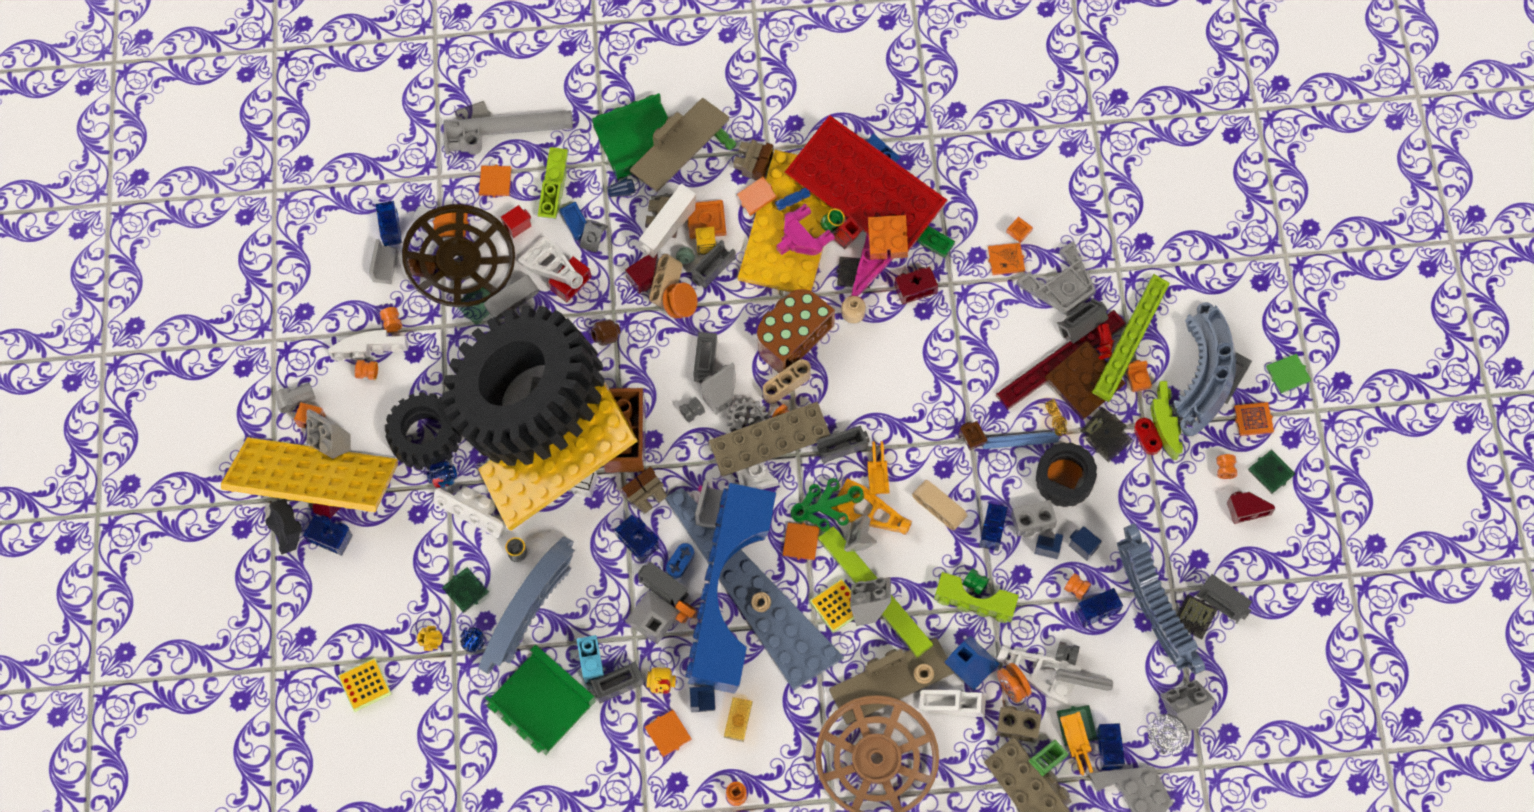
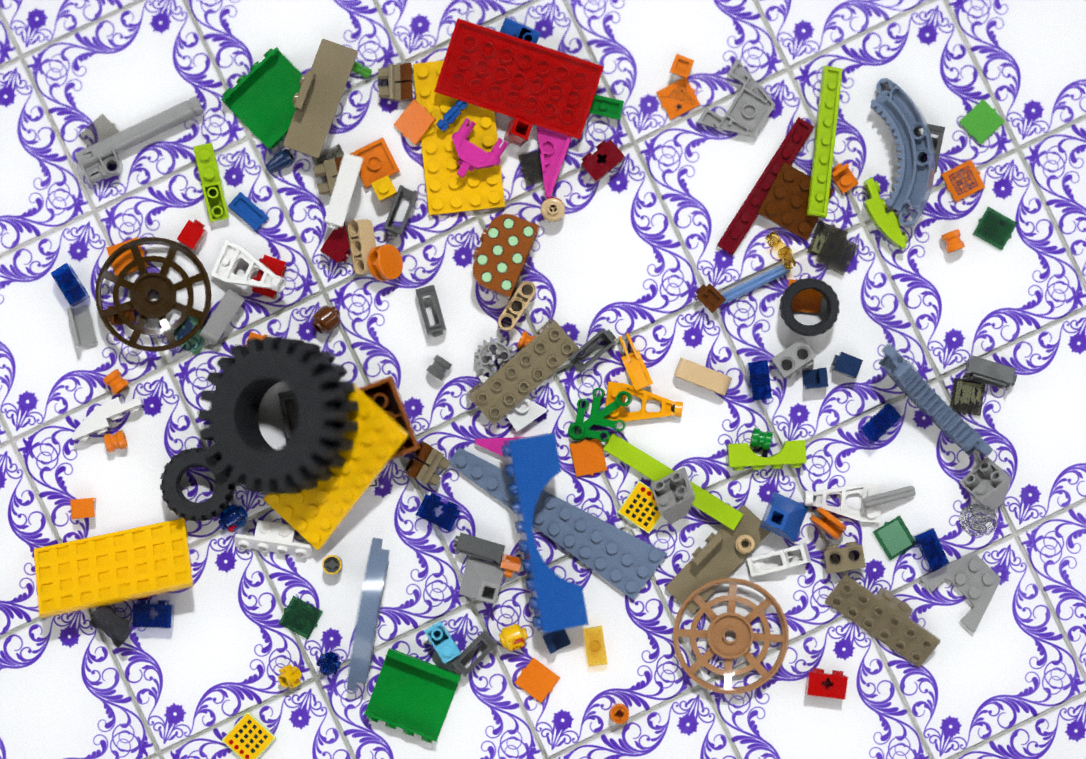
camera: 20 degrees left, 20 degrees up
(288, 399) = (56, 496): light grey piece -> none
(326, 435) = (110, 523): light grey slope -> none
(495, 180) = (151, 196): orange piece -> none
(592, 235) = (272, 221): dark grey bracket -> none
(676, 558) = (490, 519): blue beam -> none
(685, 255) = (370, 210): sand green plate -> none
(708, 506) = (493, 459): light grey panel -> none
(719, 388) = (459, 341): light grey slope -> none
(755, 602) = (571, 536): tan plate -> none
(832, 220) = (503, 124): green wheel -> none
(858, 538) = (639, 435): light grey slope -> none
(888, 234) = (560, 127): orange piece -> none
(1056, 750) = (887, 570): bright green slope -> none
(1067, 653) = (865, 476): dark grey wheel -> none
(1077, 586) = (854, 409): orange wheel -> none
(1077, 739) = (899, 552): light orange arm -> none
(1083, 320) = (774, 141): dark grey window -> none
(1106, 341) = (803, 156): red piece -> none
(1146, 435) = (869, 236): red plate -> none
(1248, 507) = (983, 274): dark red slope -> none

